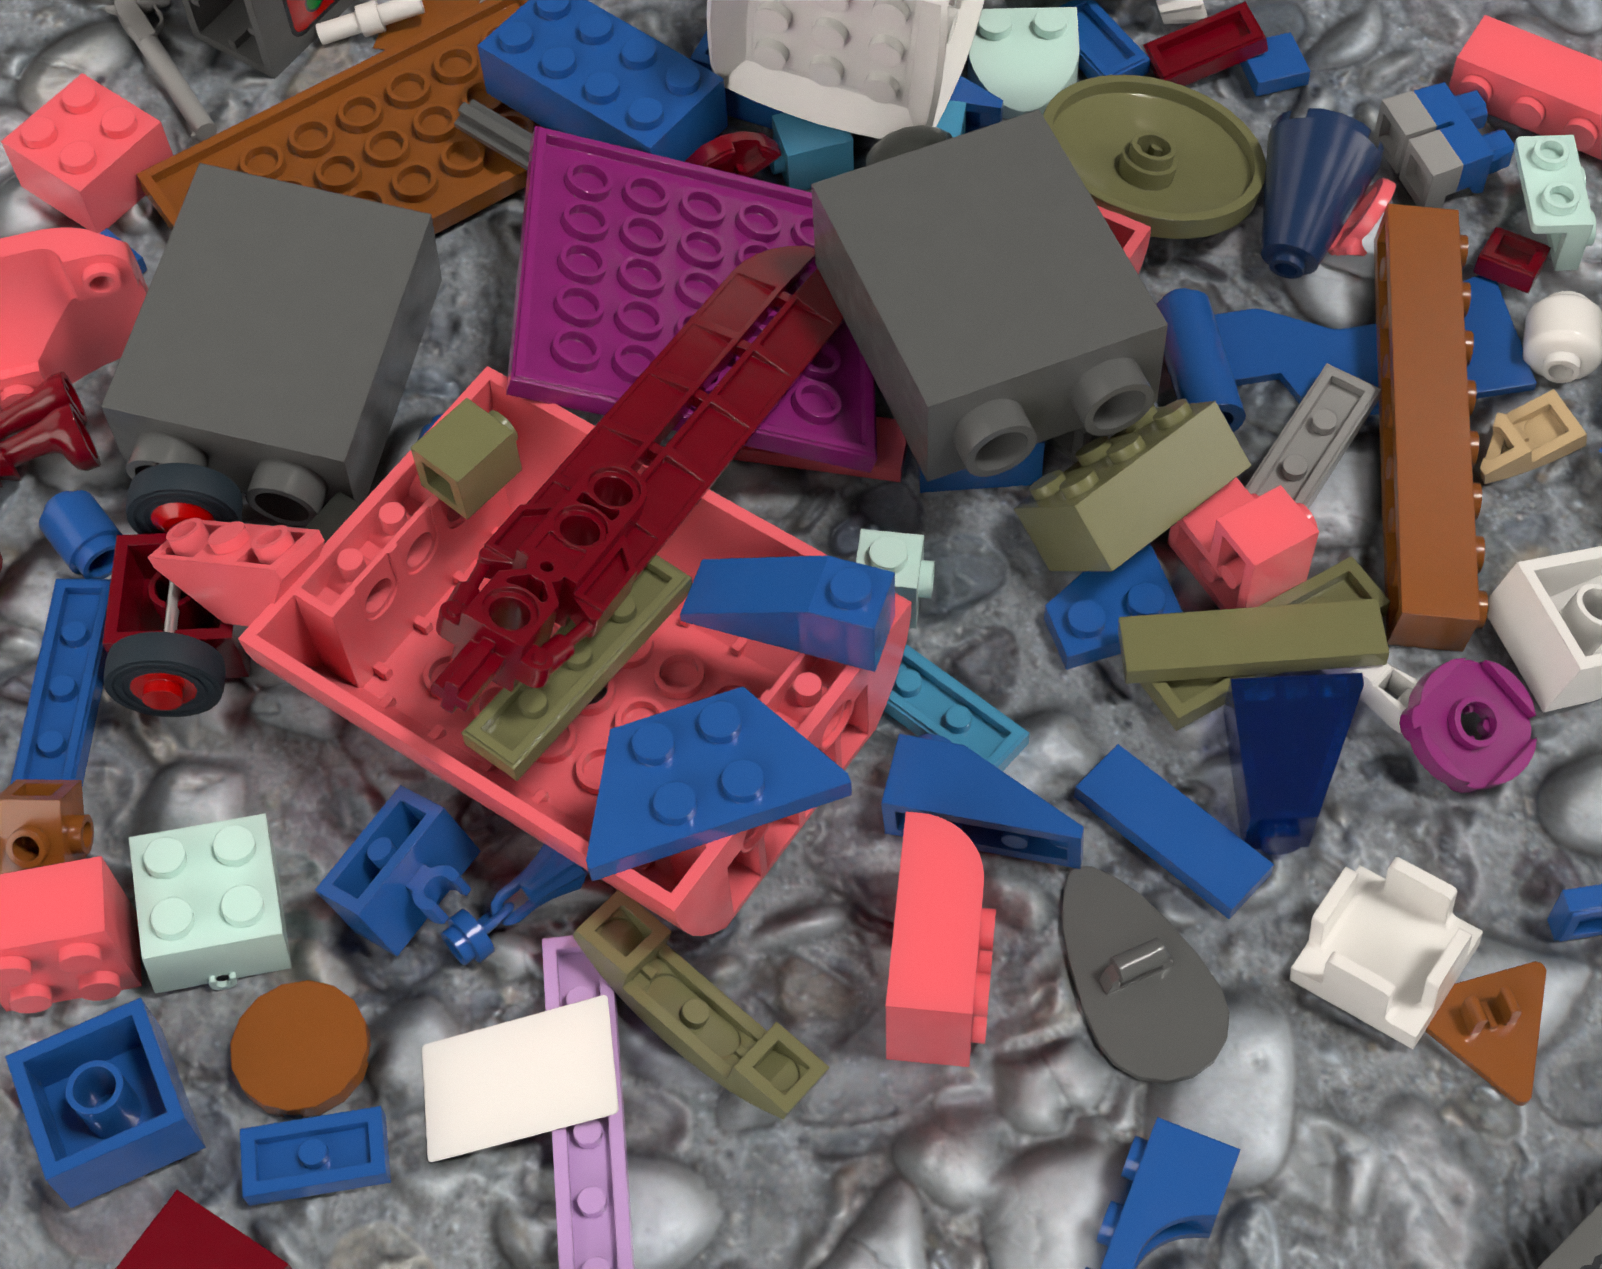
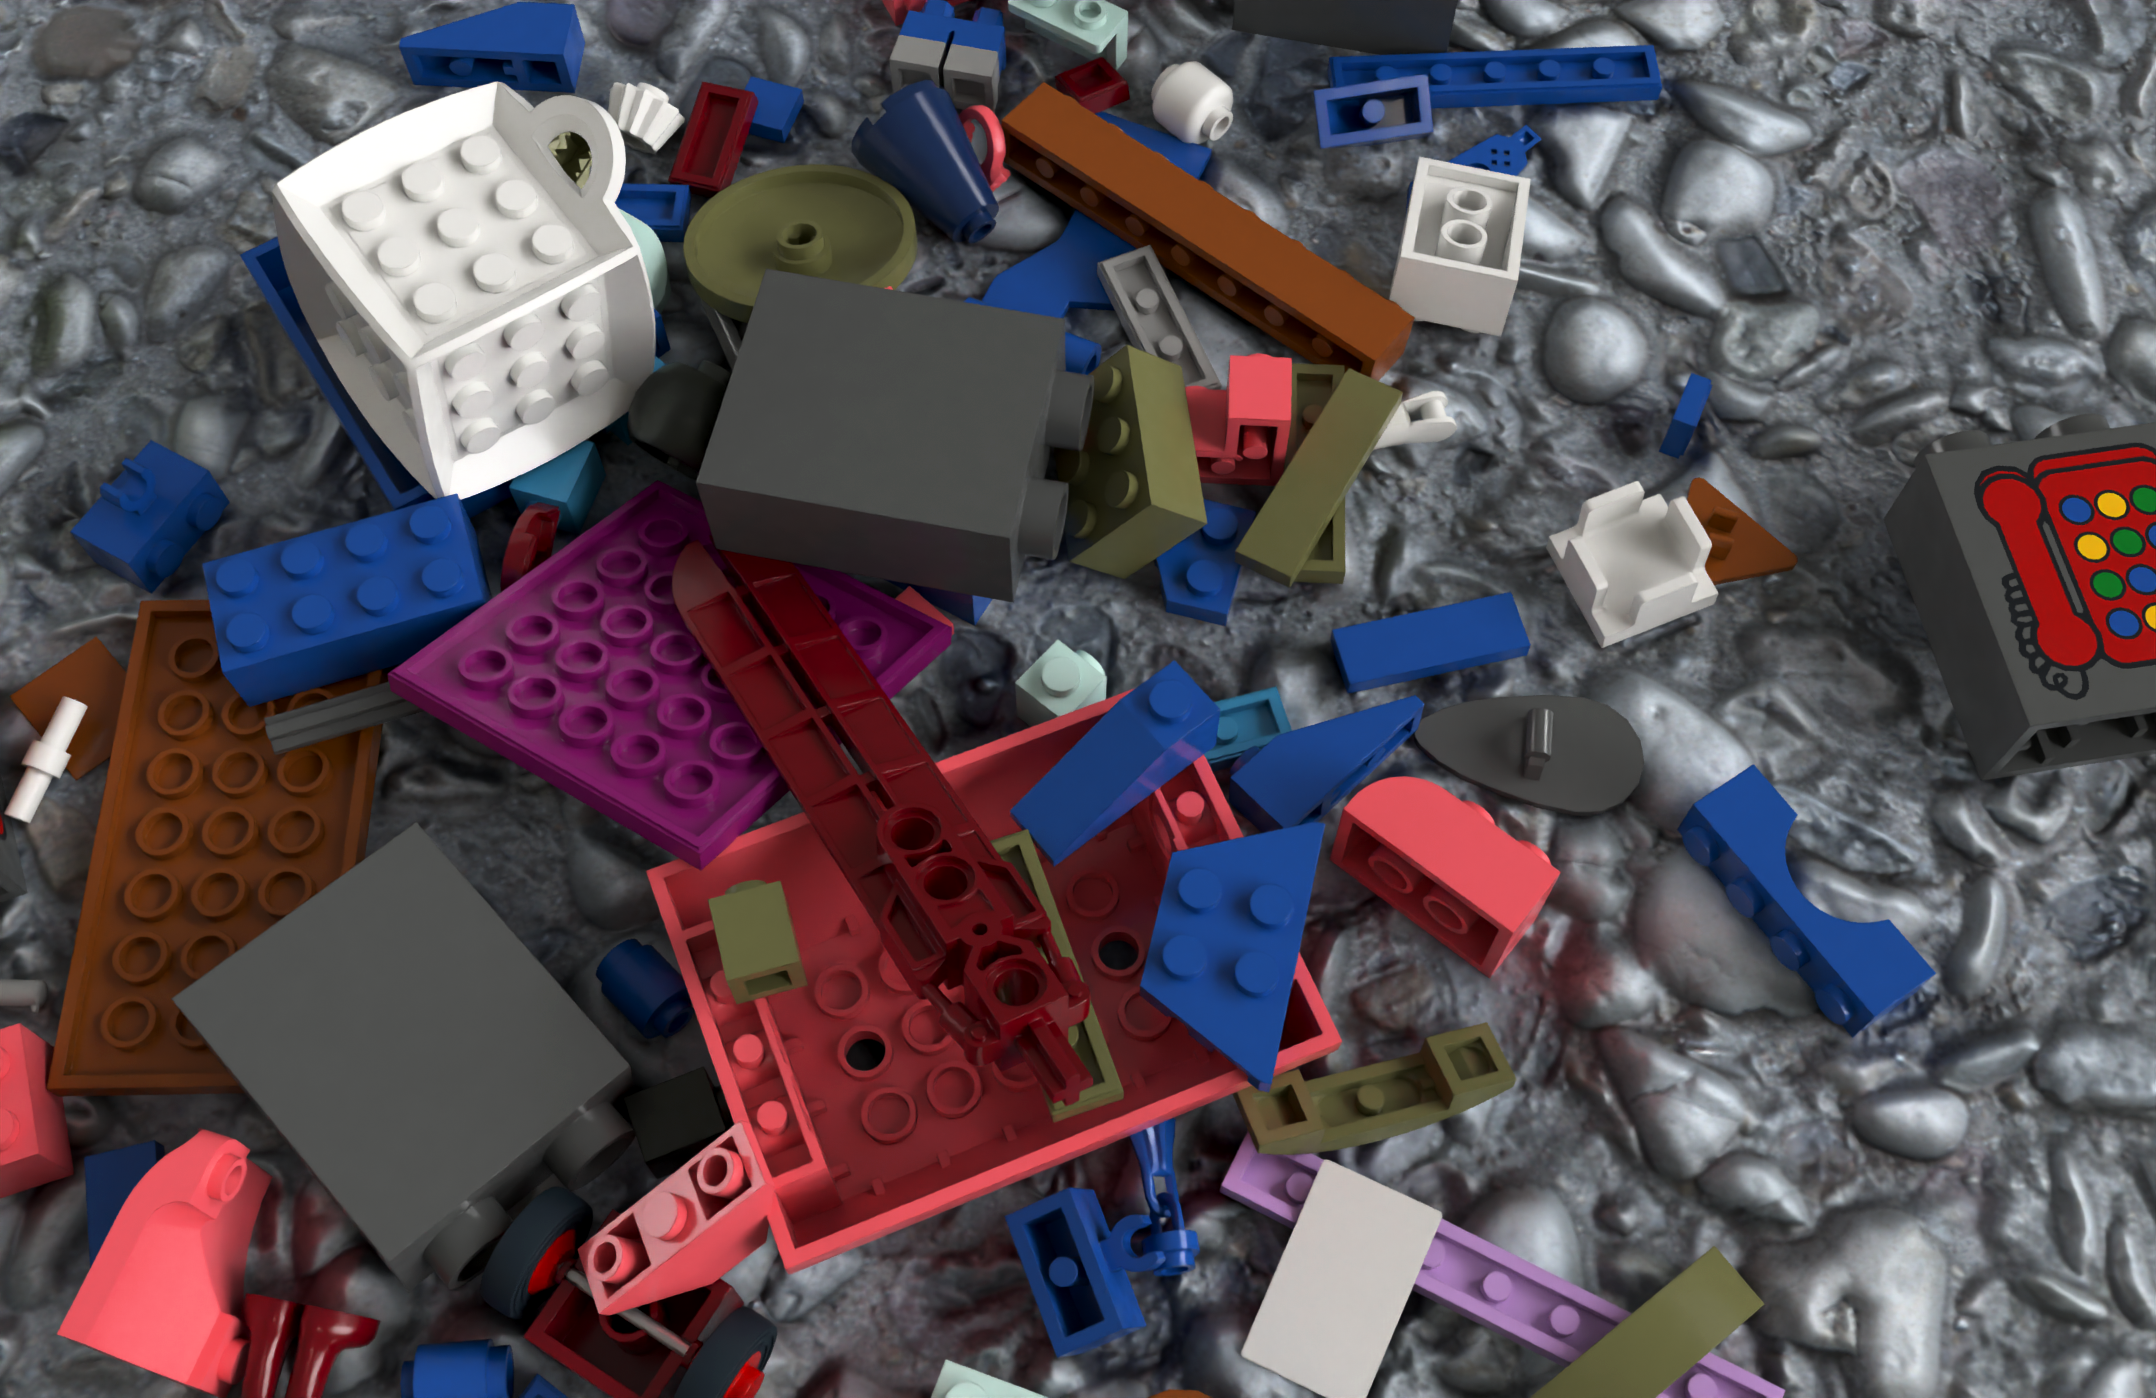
camera: 60 degrees left, 5 degrees up
(1285, 752) = (1428, 521): clear blue slope -> none
(1436, 730) = (1486, 386): magenta plate -> none
(1531, 438) = (1257, 178): tan slope -> none

